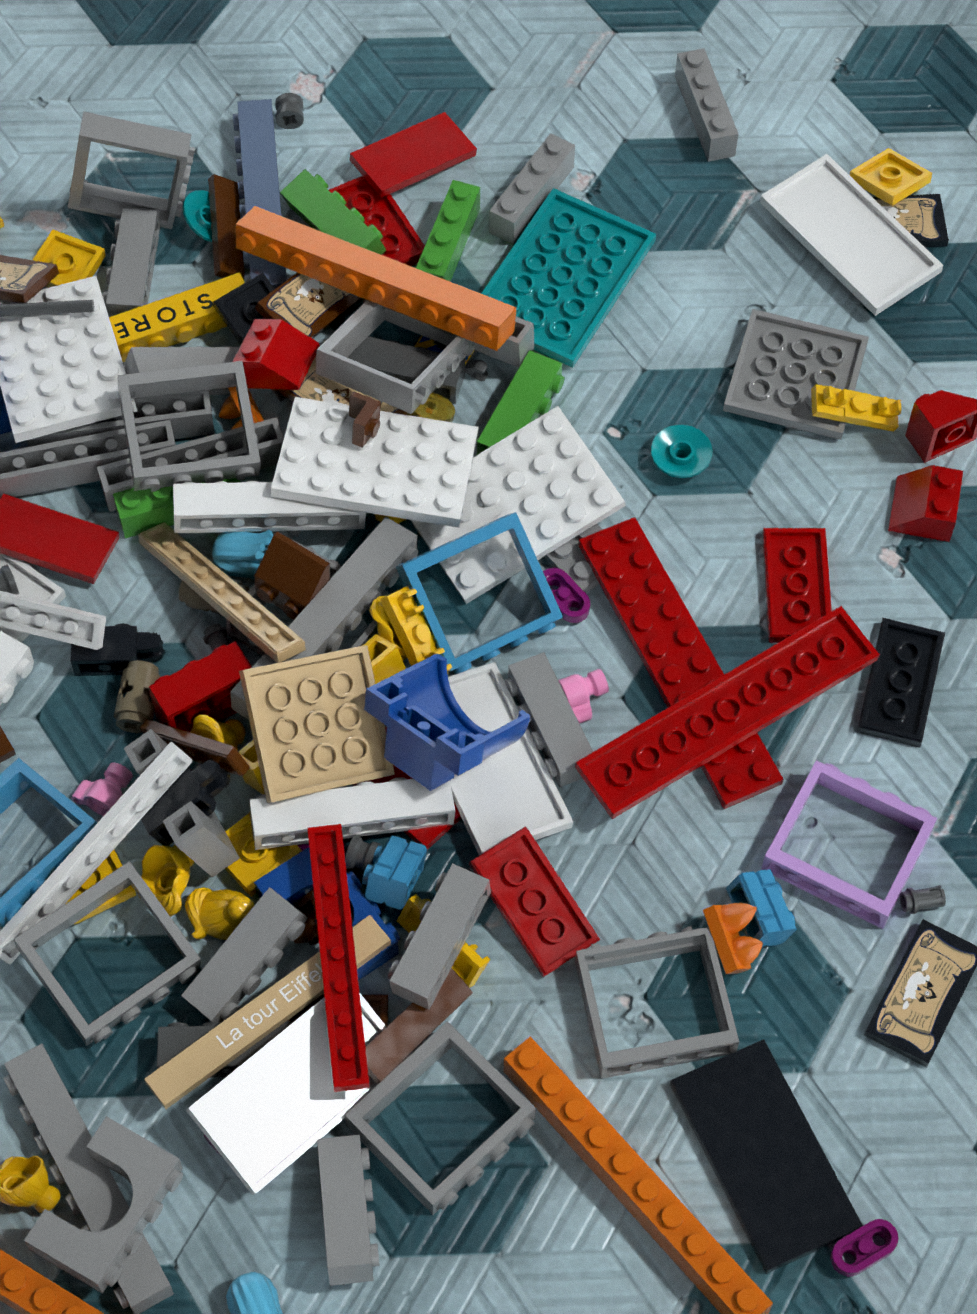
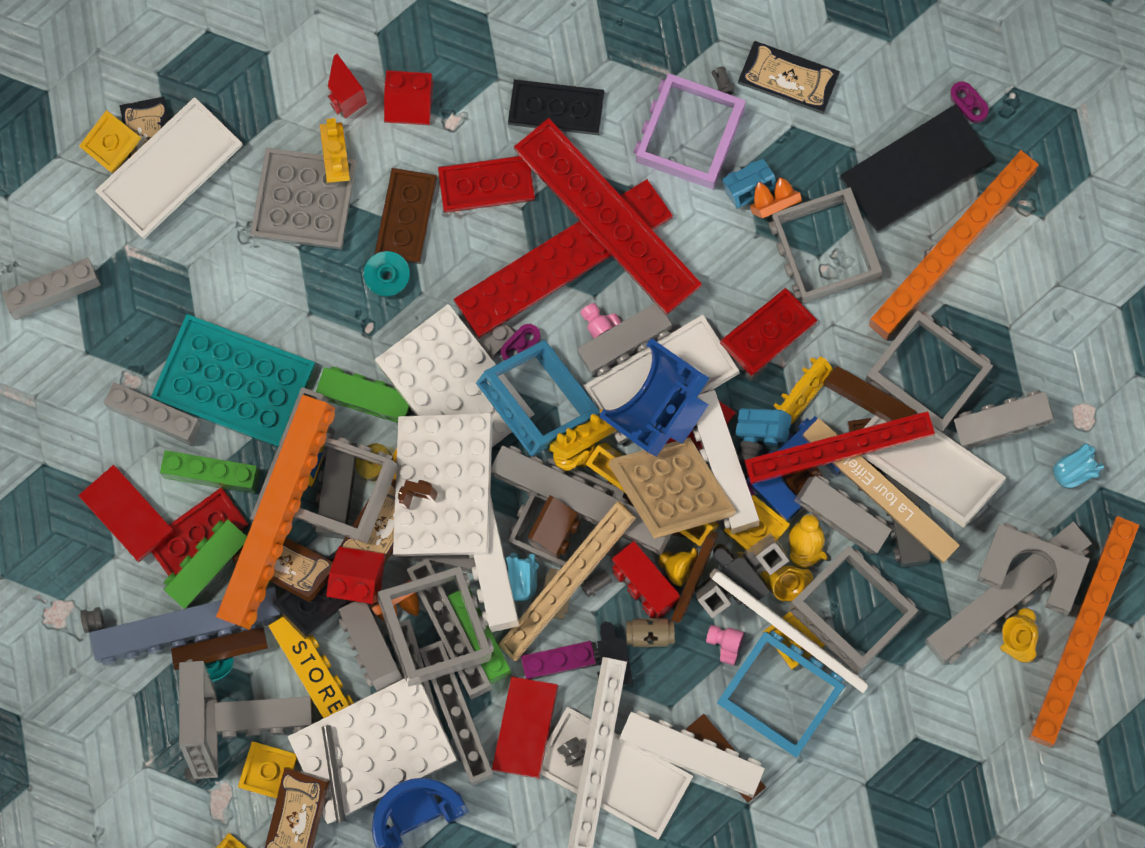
camera: 90 degrees left, 15 degrees up
(129, 586) = (558, 660): none -> magenta plate
(440, 936) = (812, 384): light grey brick -> none
(762, 487) = (406, 214): none -> reddish brown tile

